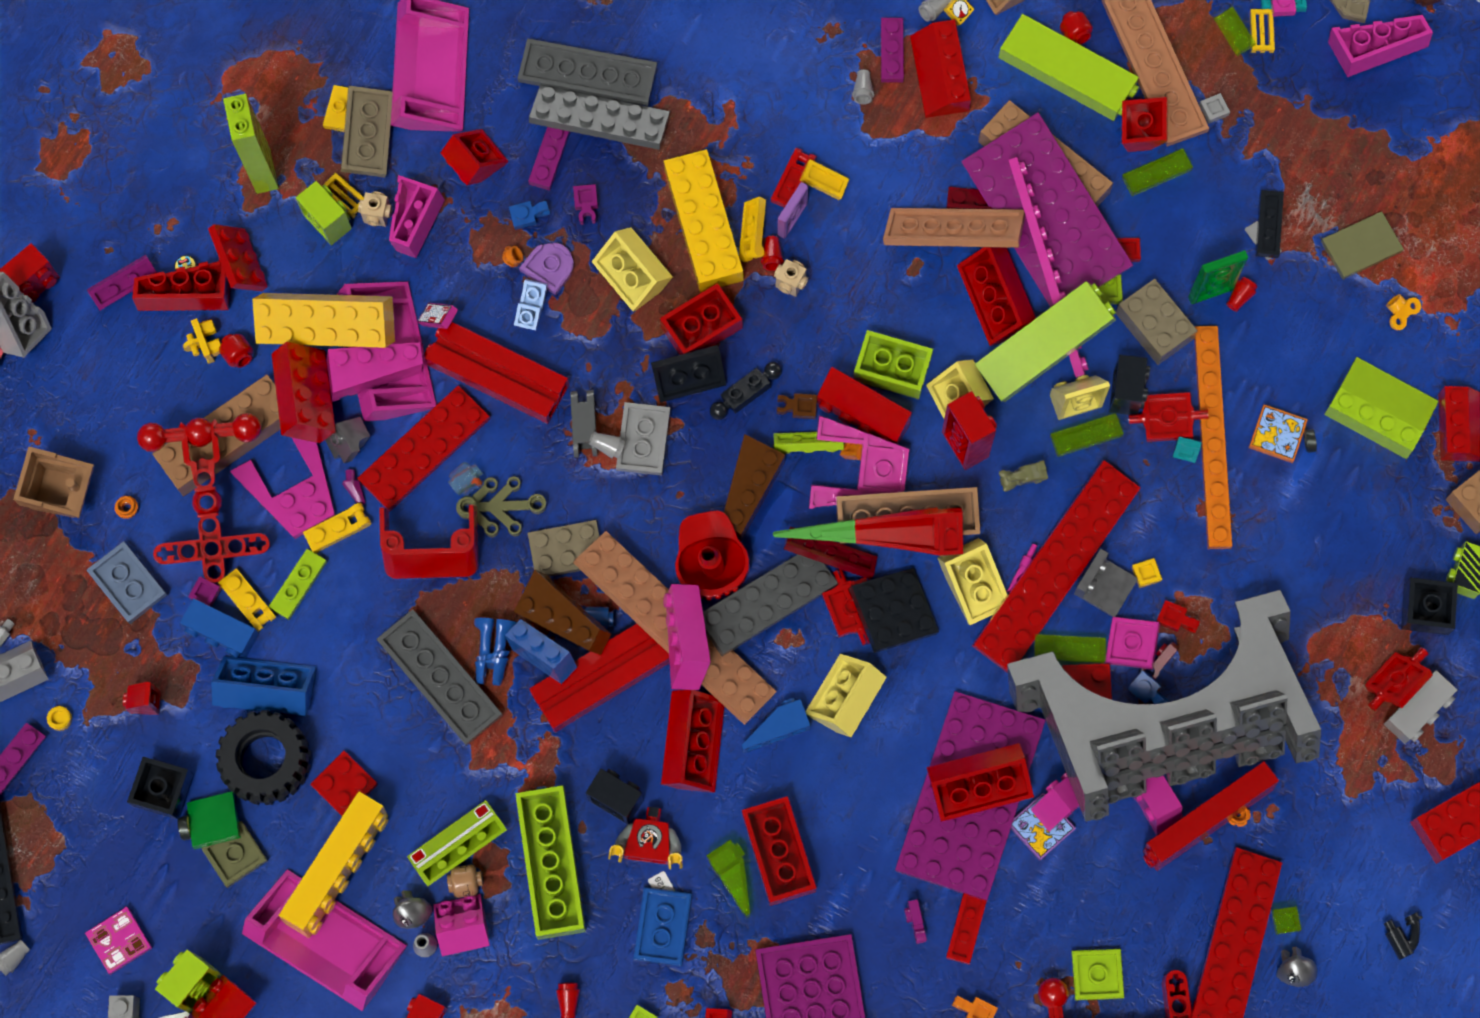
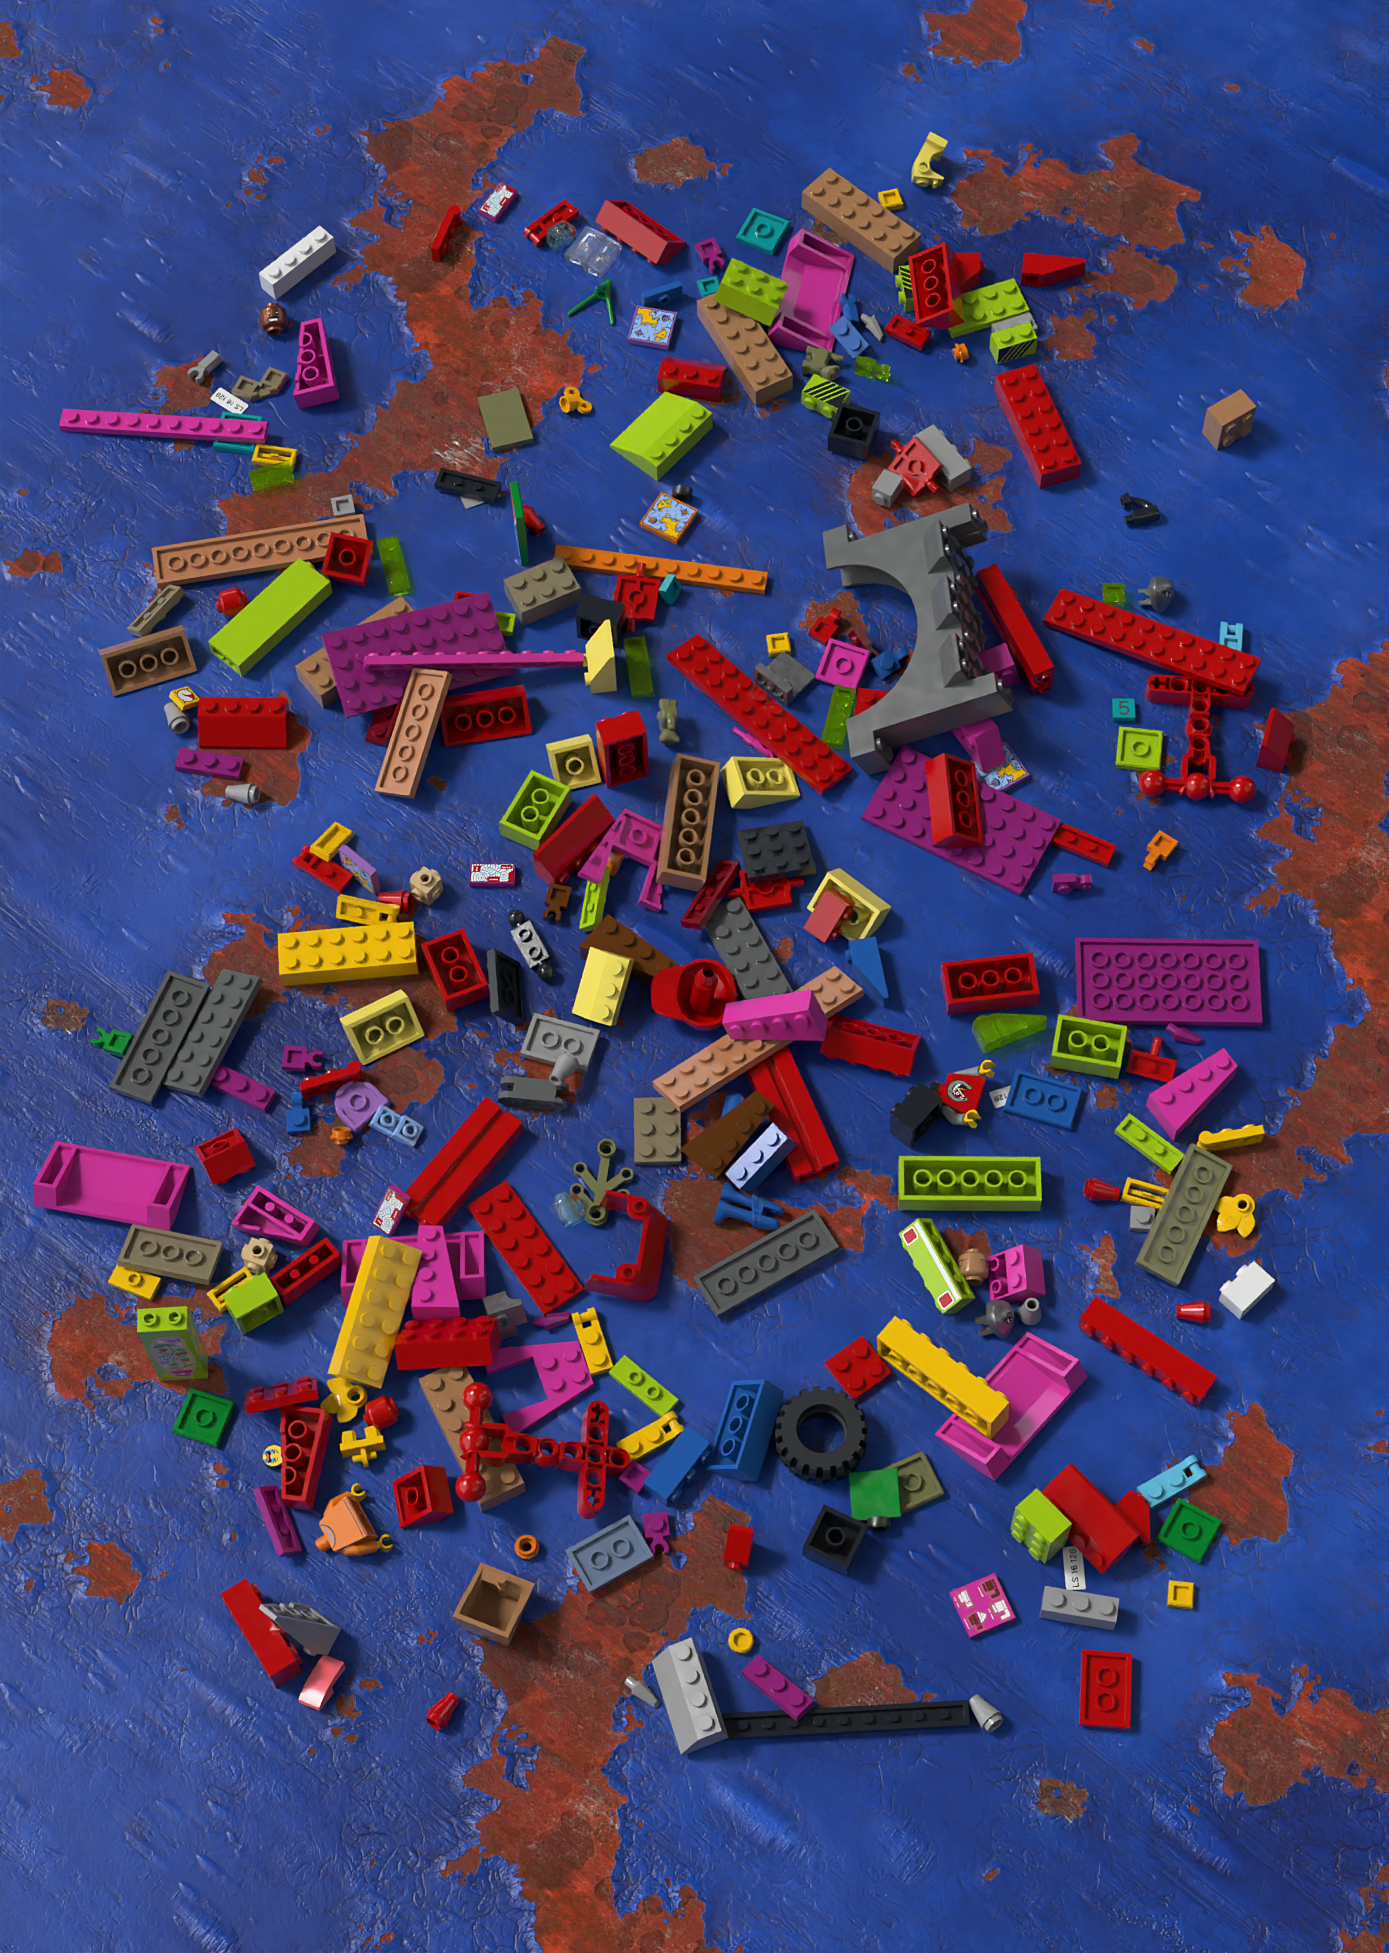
camera: 80 degrees left, 10 degrees down
(120, 343) = (348, 1528): none -> orange torso
(158, 621) = (657, 1529): none -> magenta plate
(161, 403) = (422, 1496): none -> red slope
(215, 198) = (203, 1418): none -> green tile
(243, 317) = (341, 1401): none -> yellow plate
(364, 252) = (306, 1271): none -> red brick
(567, 235) = (331, 1080): none -> red plate
(576, 33) = (114, 1043): none -> green plate
(704, 466) = (603, 986): none -> light yellow slope
(724, 963) = (1088, 1046): none -> lime brick
(819, 339) = (492, 874): none -> tile
(825, 675) = (829, 915): none -> brick
(922, 530) = (711, 805): red plate -> none
(1046, 341) = (546, 673): lime brick -> none
(1143, 951) = (1123, 709): none -> teal tile
(1365, 654) = (887, 488): none -> light grey brick

